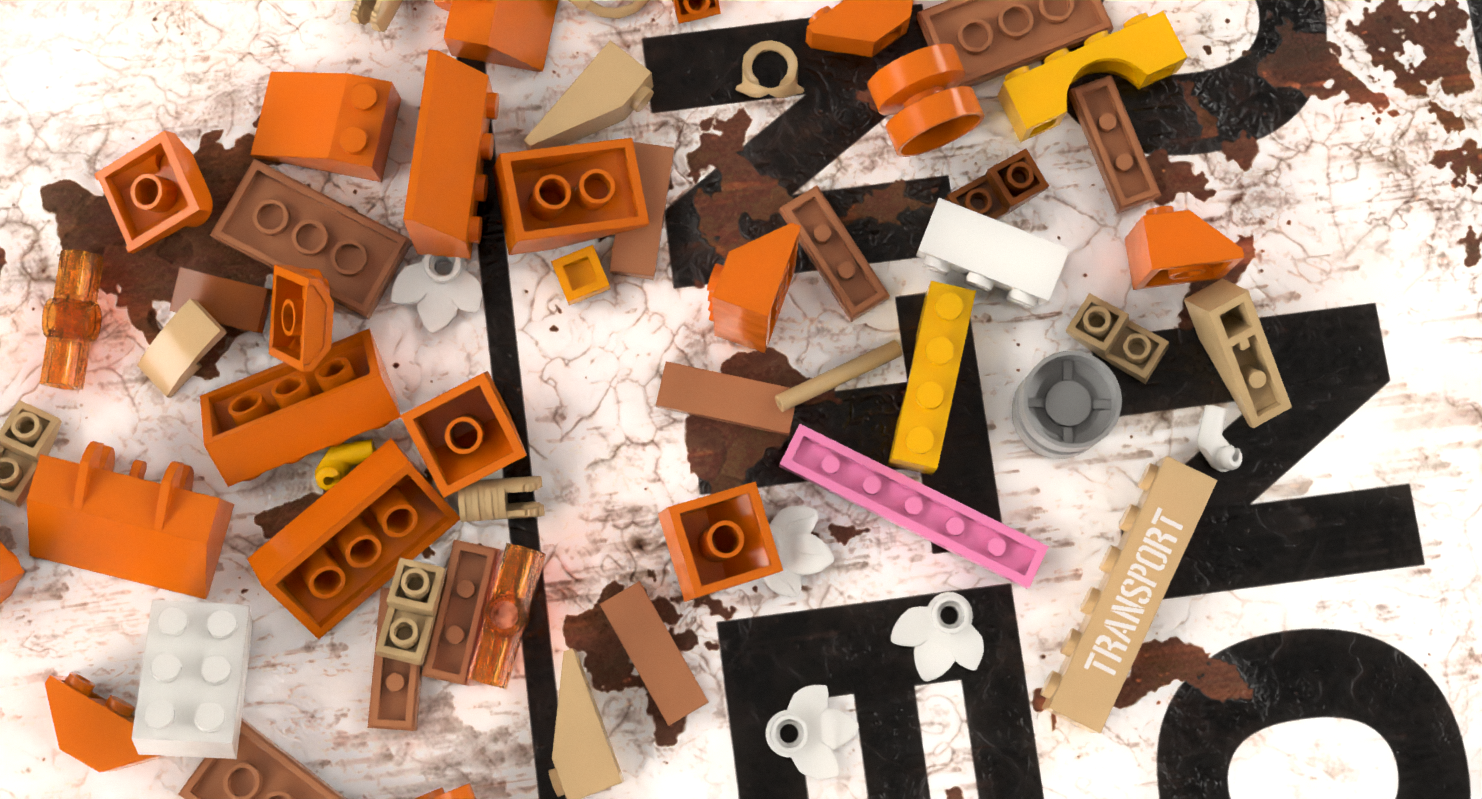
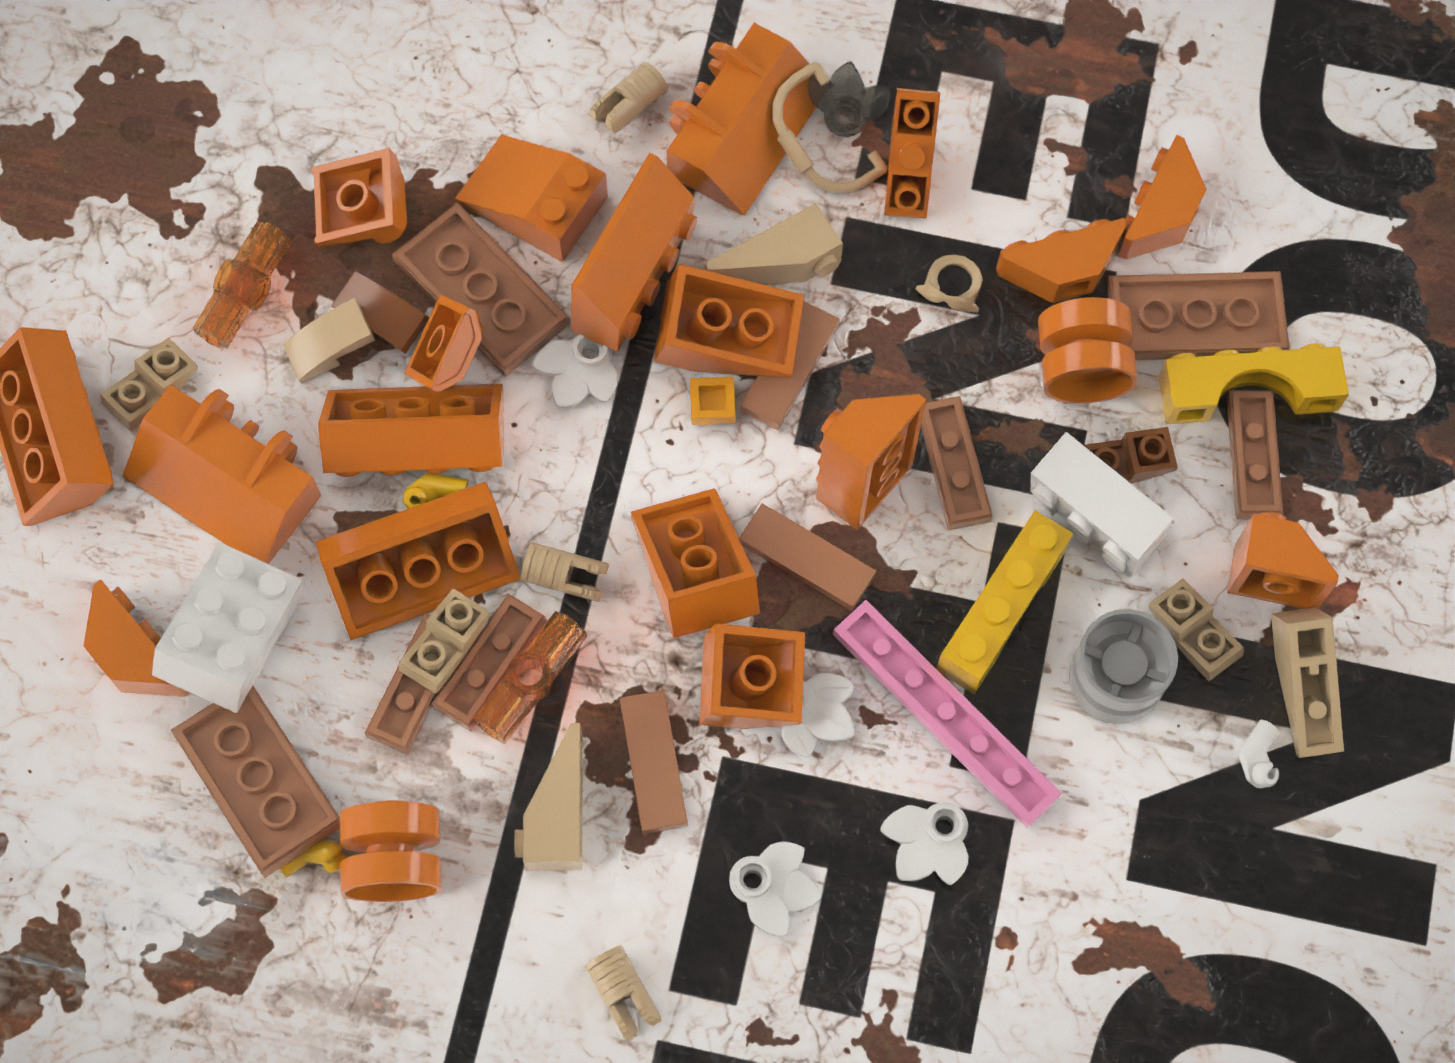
camera: 20 degrees right, 10 degrees down
(464, 434) = (553, 498): orange slope -> none
(623, 443) = (696, 563): none -> orange slope
(838, 375) = (918, 570): tan piece -> none
(1128, 594) = (1122, 865): tan brick -> none

